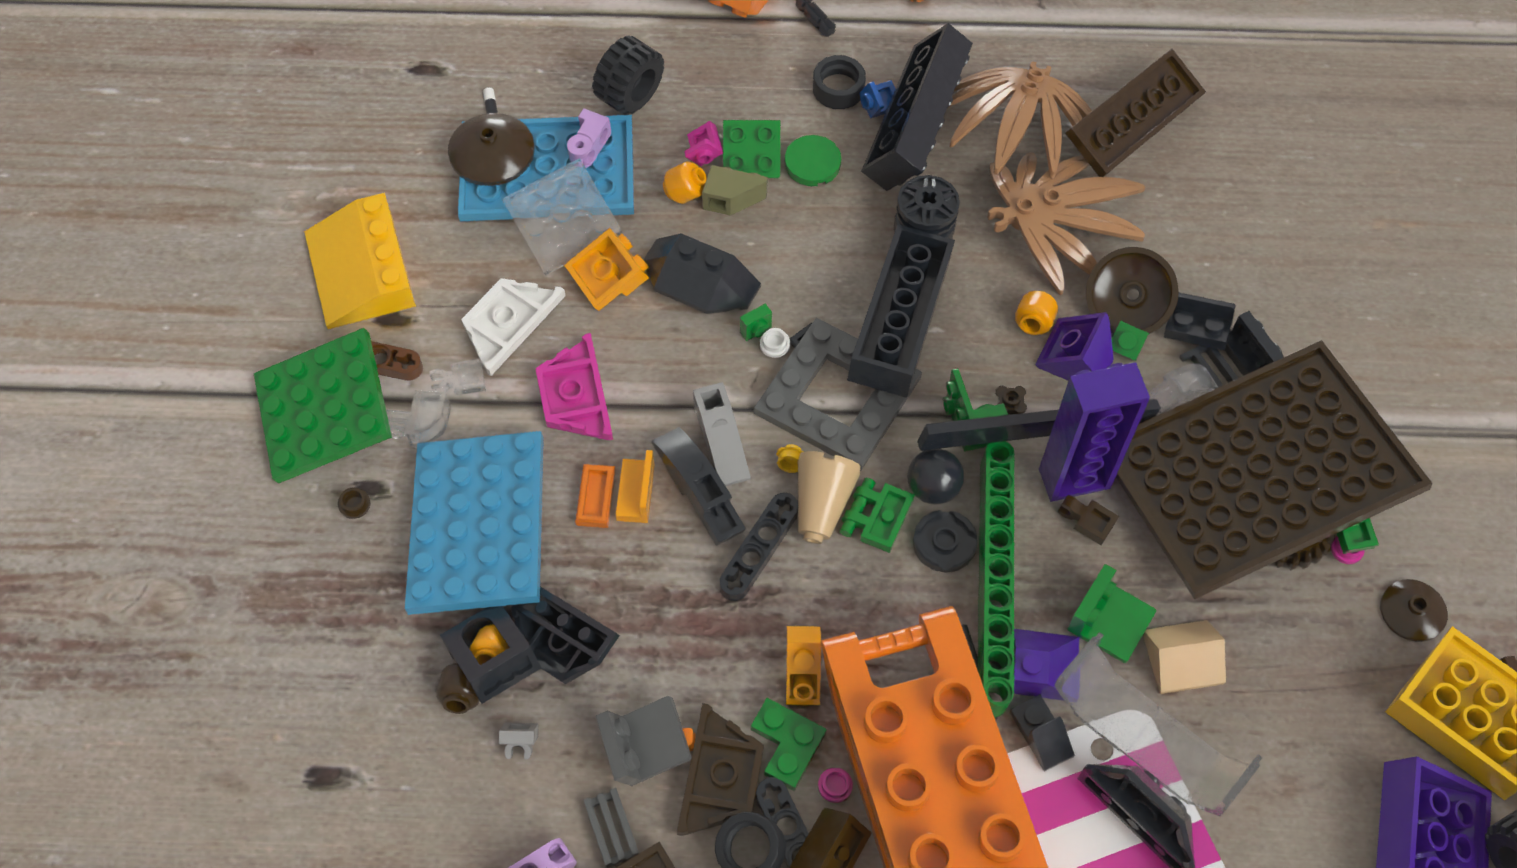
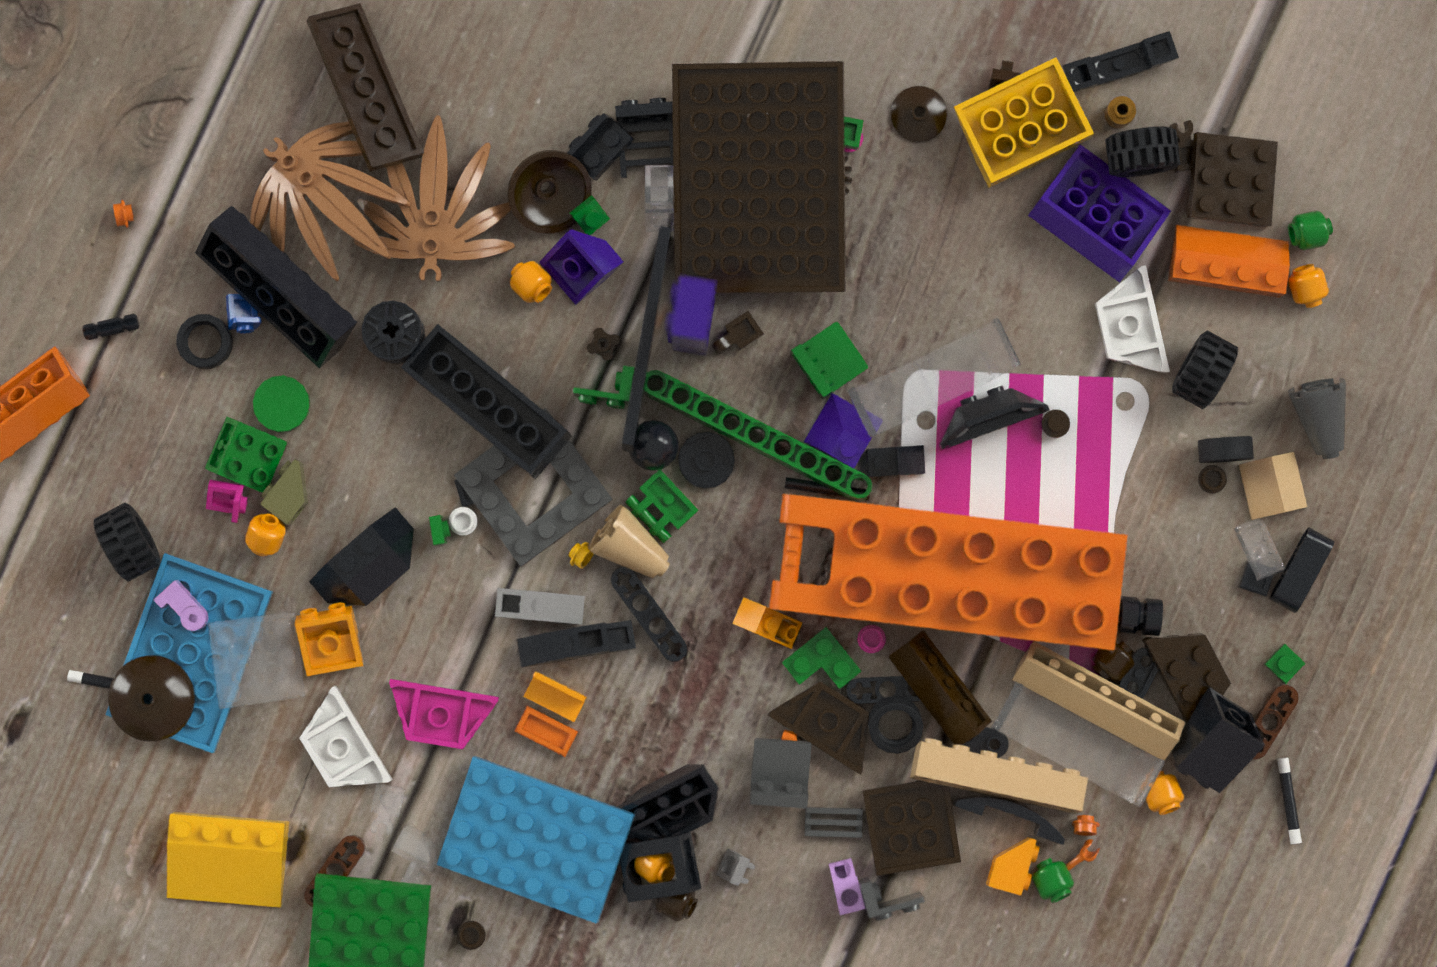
camera: 70 degrees left, 25 degrees up
(1186, 656) = (881, 317): tan slope -> none

